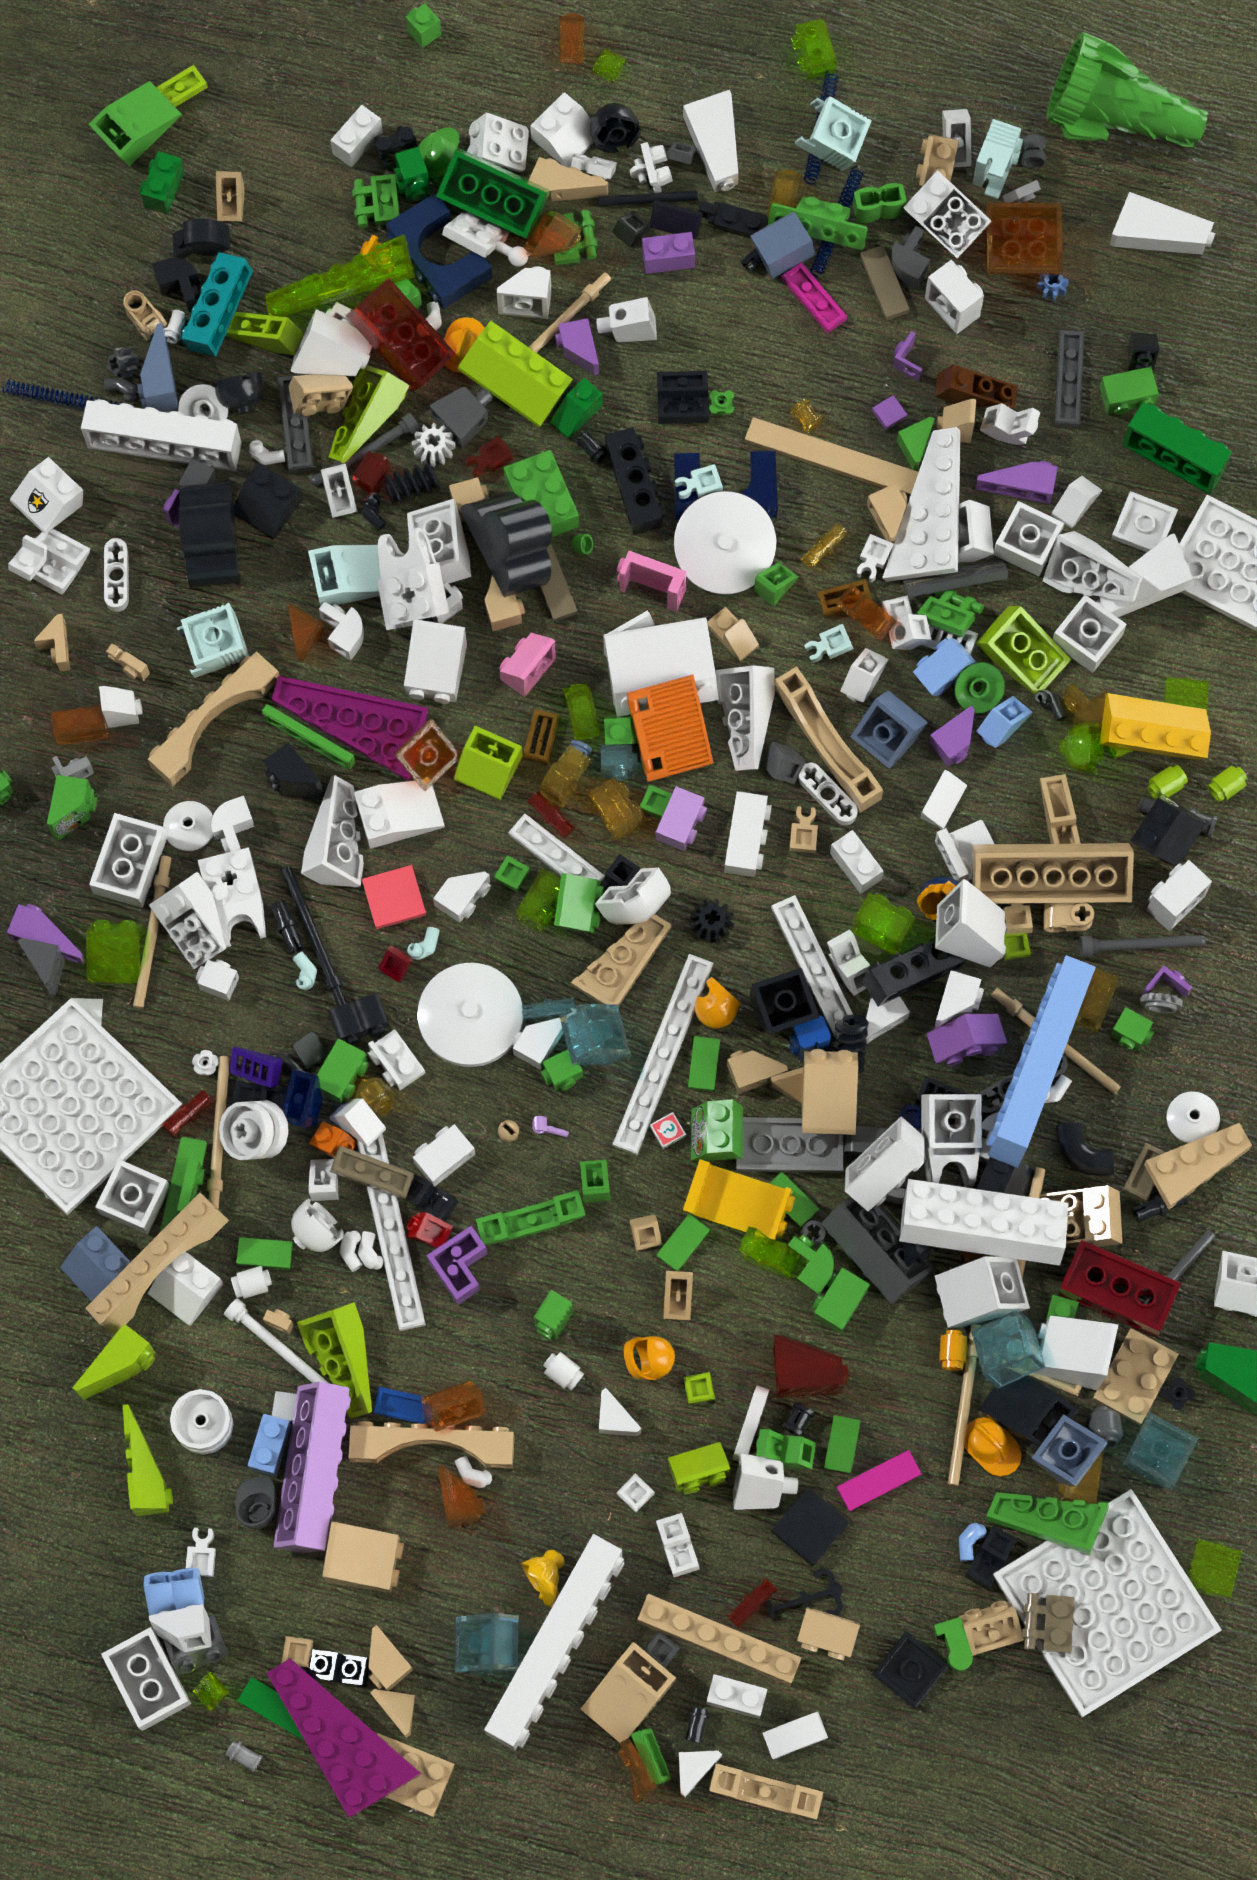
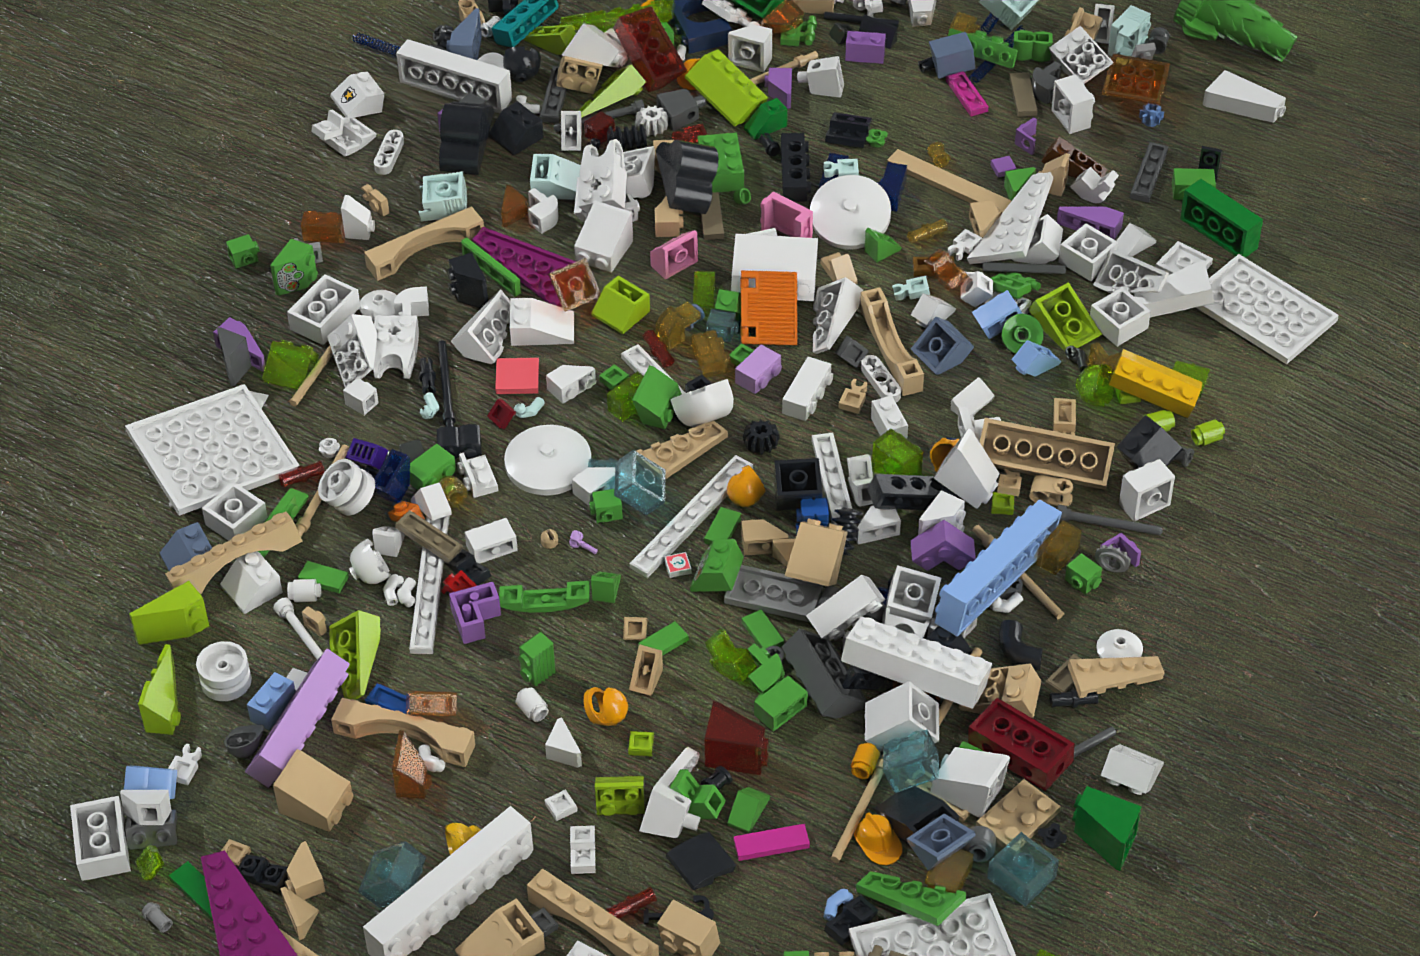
camera: 15 degrees right, 25 degrees down
(55, 638) = (327, 178): tan slope -> none
(536, 756) = (673, 301): pearl gold tile -> none
(733, 218) = (915, 39): black hinge -> none
(738, 1201) = (706, 614): yellow panel -> none
(954, 738) = (992, 361): medium lavender slope -> none

